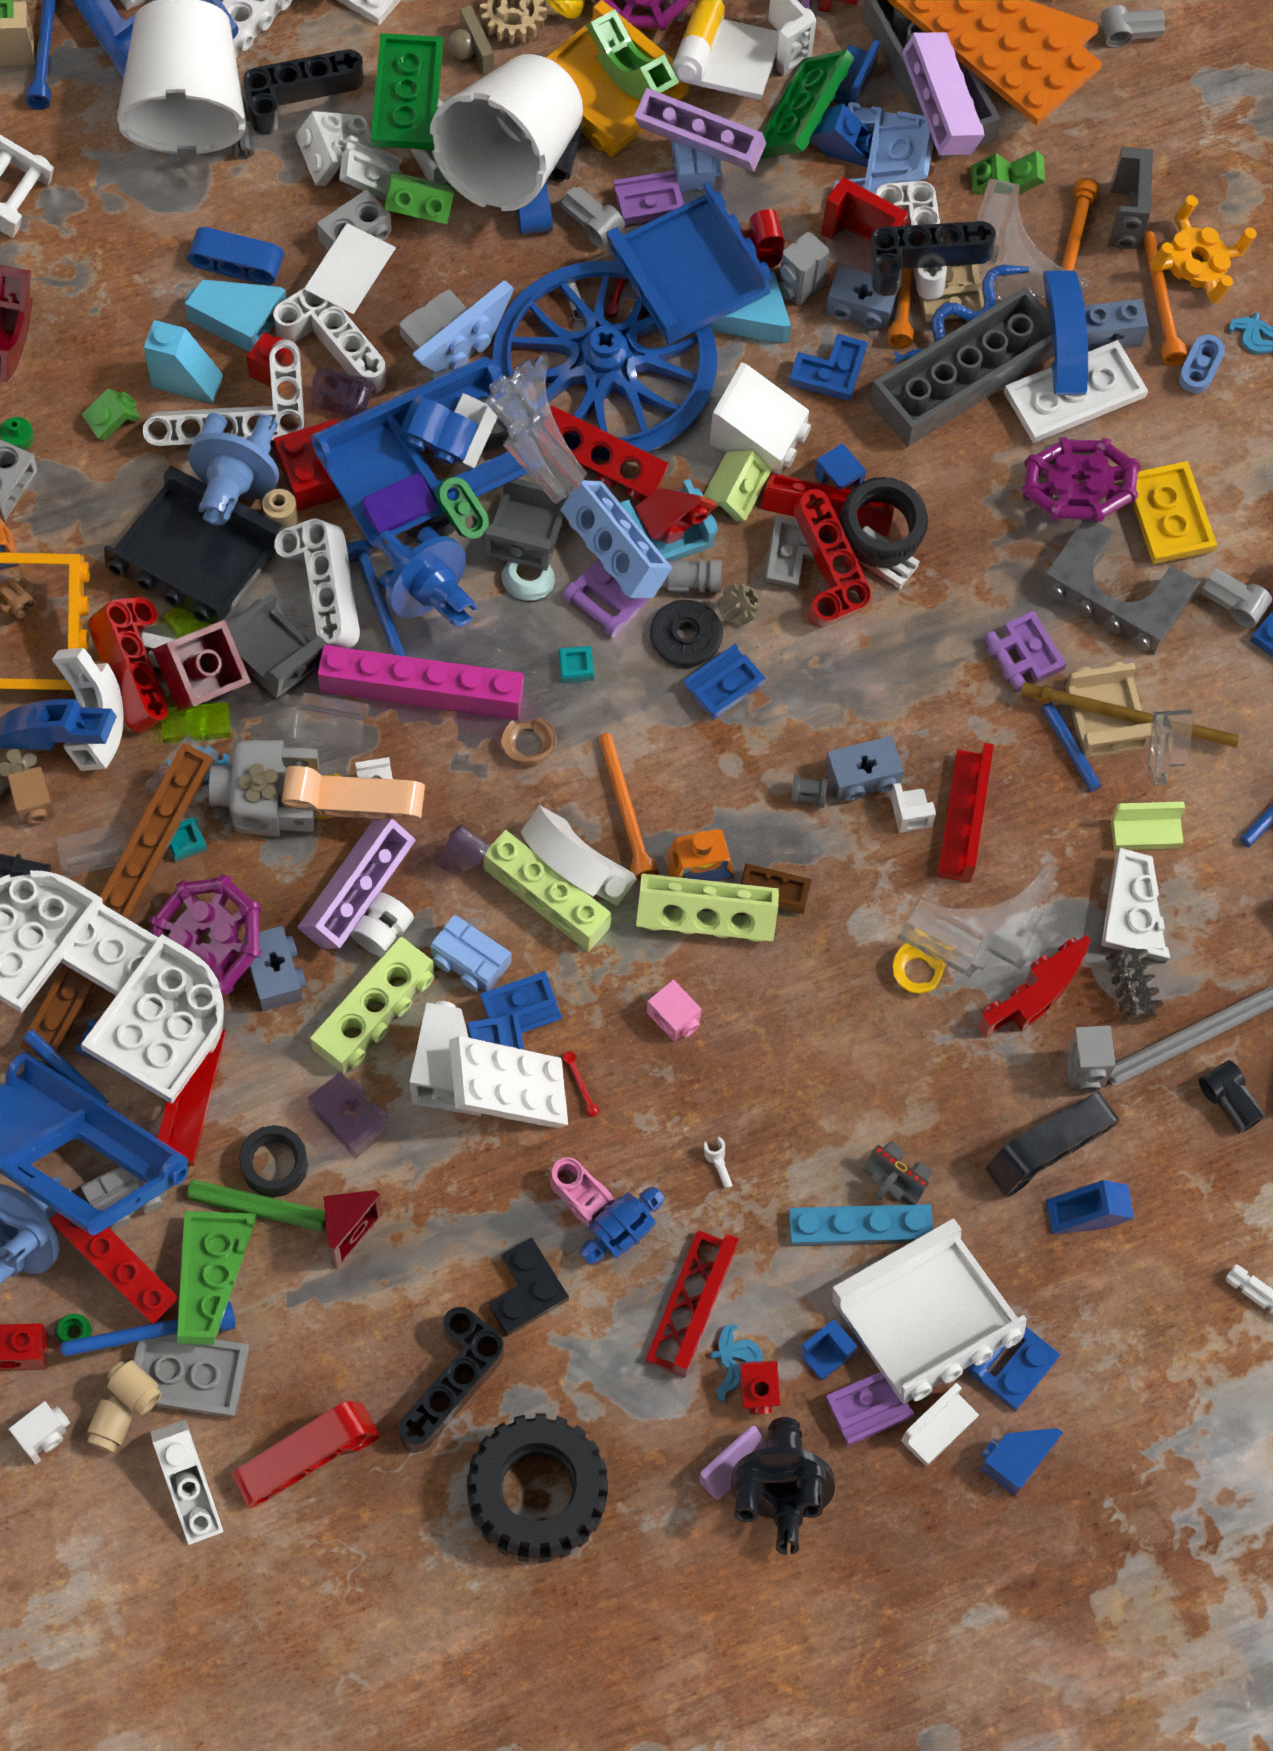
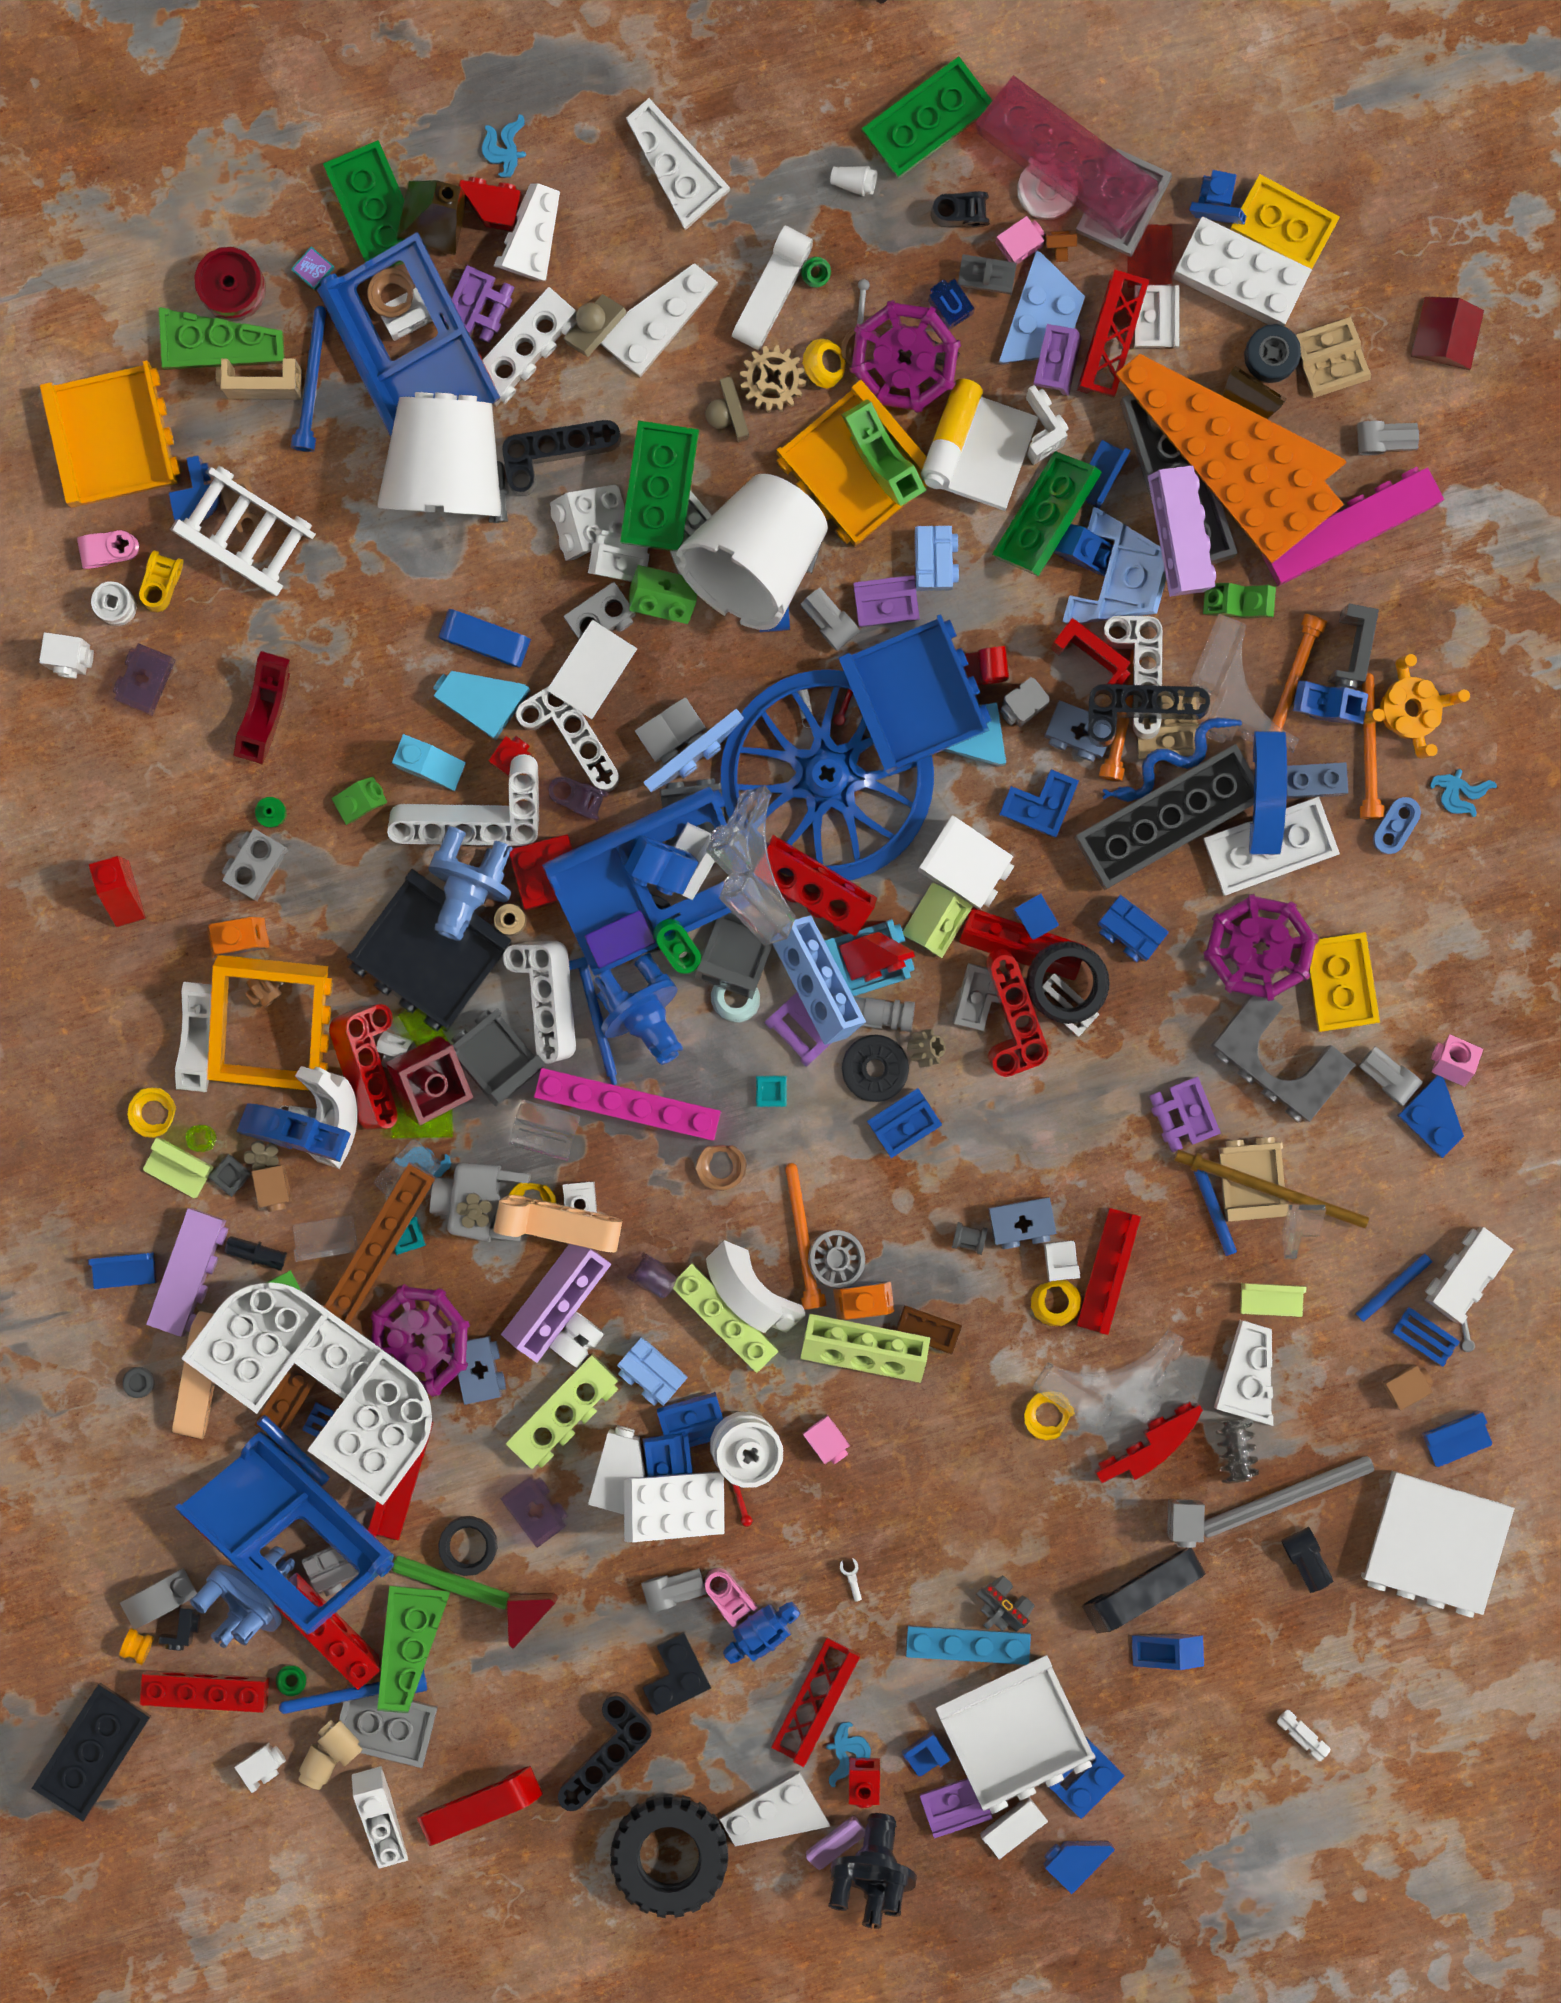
camera: 10 degrees right, 20 degrees up
(506, 1192) = (666, 1591): none -> light grey piece
(588, 1002) = (763, 1448): none -> white wheel
(660, 1434) = (776, 1813): none -> white wing
(664, 822) = (836, 1259): none -> light grey wheel
(700, 129) = (940, 551): lavender brick -> none
(910, 867) = (1049, 1318): none -> yellow piece
(942, 476) = (1132, 929): none -> blue brick
(1113, 101) = (1359, 523): none -> dark pink brick
(1116, 257) = (1330, 703): none -> blue brick

